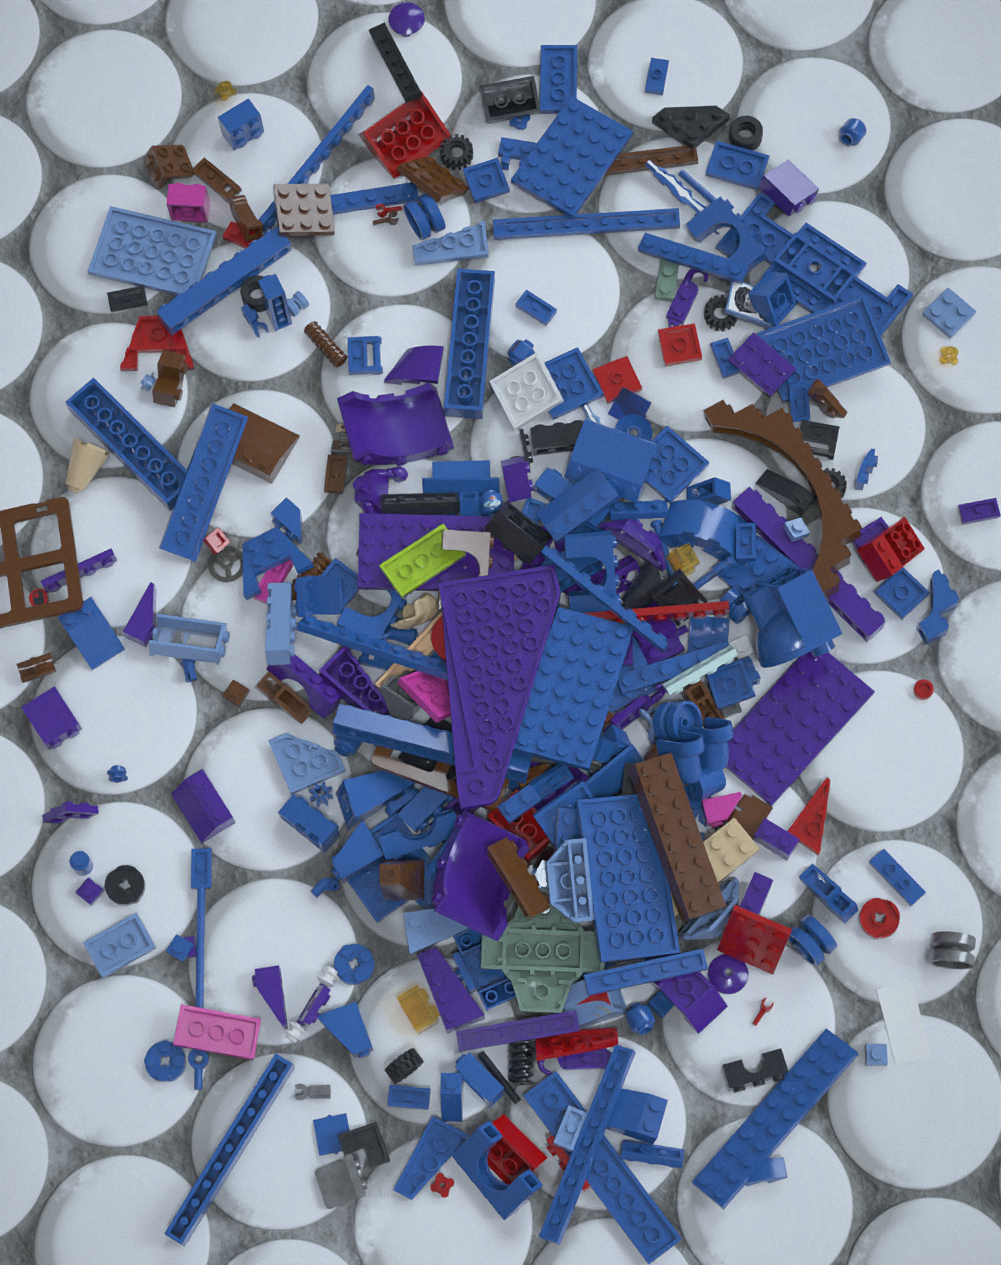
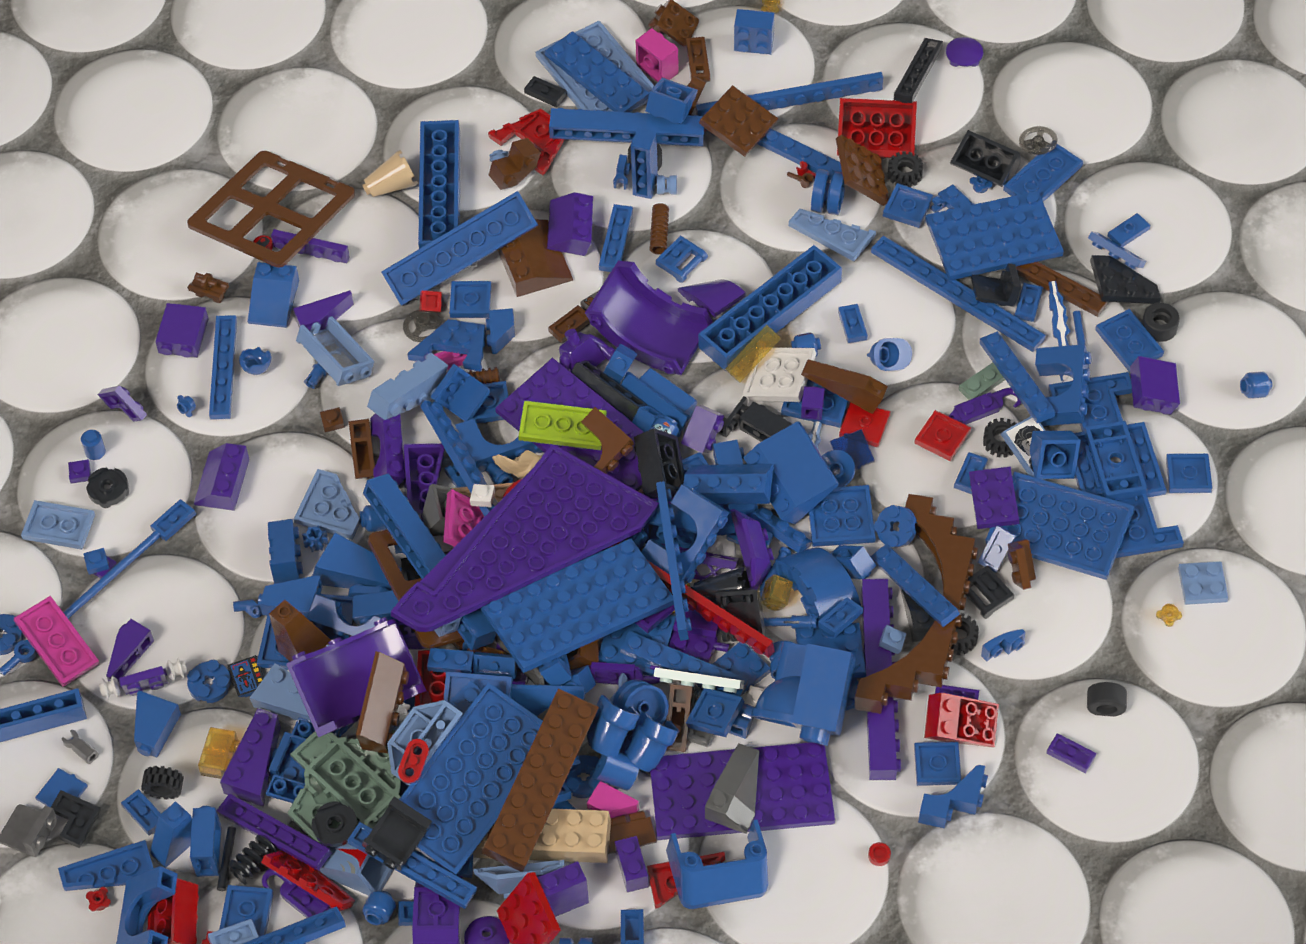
camera: 40 degrees right, 15 degrees down
(113, 720) = (223, 367): none -> blue plate
(134, 695) = (255, 361): none -> blue hair
(155, 253) = (597, 73): none -> blue plate
(242, 514) = (470, 299): none -> blue plate
(245, 234) = (670, 100): none -> blue slope
(259, 393) = (570, 223): none -> dark purple slope
(301, 377) = (615, 237): none -> blue plate
(377, 936) = (246, 676): none -> piece
(410, 477) = (620, 363): none -> blue slope
(424, 663) = (482, 495): none -> white plate
(494, 390) = (752, 353): none -> clear yellow plate
(533, 61) = (1038, 144): none -> clear smoke piece
(565, 1002) = (323, 819): none -> black plate
(573, 394) = (812, 403): none -> dark purple brick
(585, 359) = (850, 385): none -> reddish brown wedge
(586, 900) = (413, 761): none -> red plate
(587, 311) = (891, 354): none -> piece
(615, 198) = (998, 291): none -> black bracket
(621, 962) = (396, 834): none -> black panel
(641, 190) = (1028, 302): none -> blue plate
(664, 100) = (1116, 251): none -> plate
(710, 433) = (885, 522): none -> blue plate
(774, 476) = (915, 585): none -> blue plate
(799, 733) = (734, 794): none -> dark grey wedge
(838, 816) = (722, 882): none -> blue windscreen
(868, 237) = (1189, 473): none -> blue plate
(969, 453) = (1106, 699): none -> black tyre

